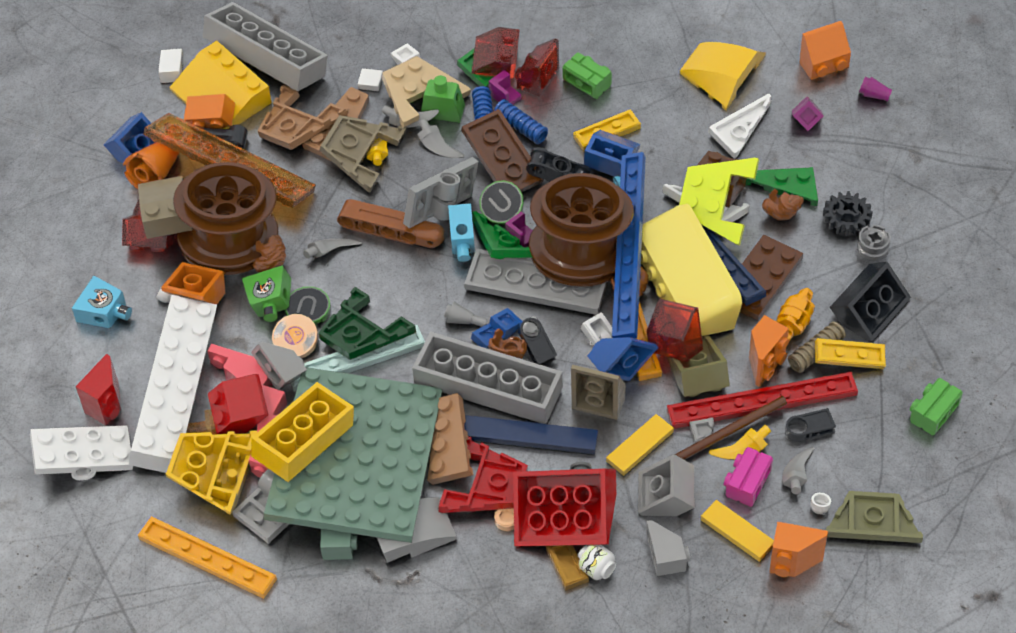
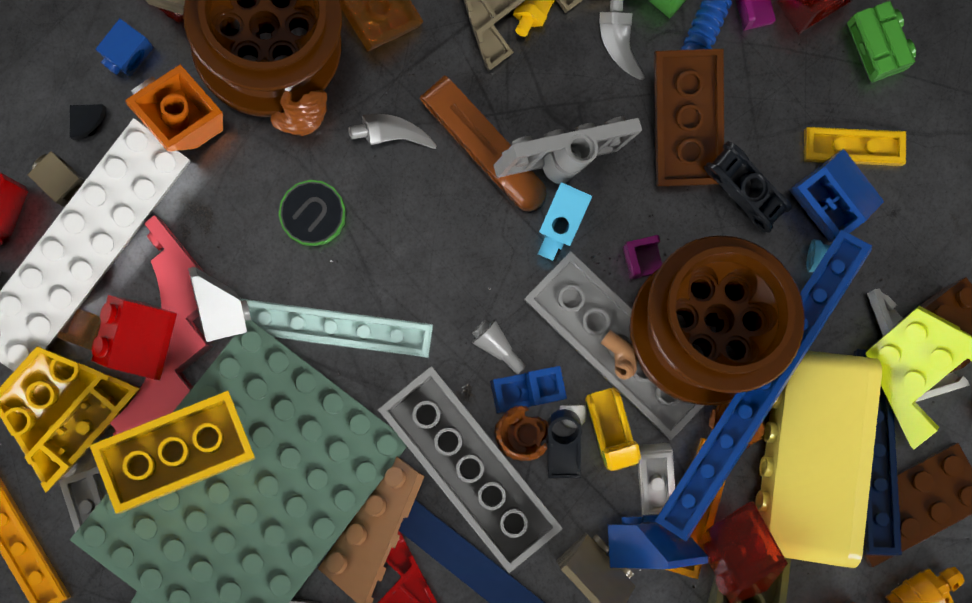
camera: 30 degrees right, 30 degrees up
(100, 304) = (57, 63): medium azure torso -> none
(134, 326) = (85, 119): none -> black tile
(136, 360) = (56, 178): none -> dark tan brick
(139, 277) = (123, 49): none -> blue brick
(268, 292) = (268, 171): bright green torso -> none
(296, 333) = (270, 255): light nougat tile -> none
(356, 335) = (341, 298): dark green wing -> none
(497, 240) = (603, 262): green wing -> none
(501, 202) = (645, 194): black tile -> none
(522, 122) = (747, 69): blue piece -> none
(541, 278) = (624, 355): none -> medium nougat arm
(561, 324) = (612, 429): none -> yellow animal

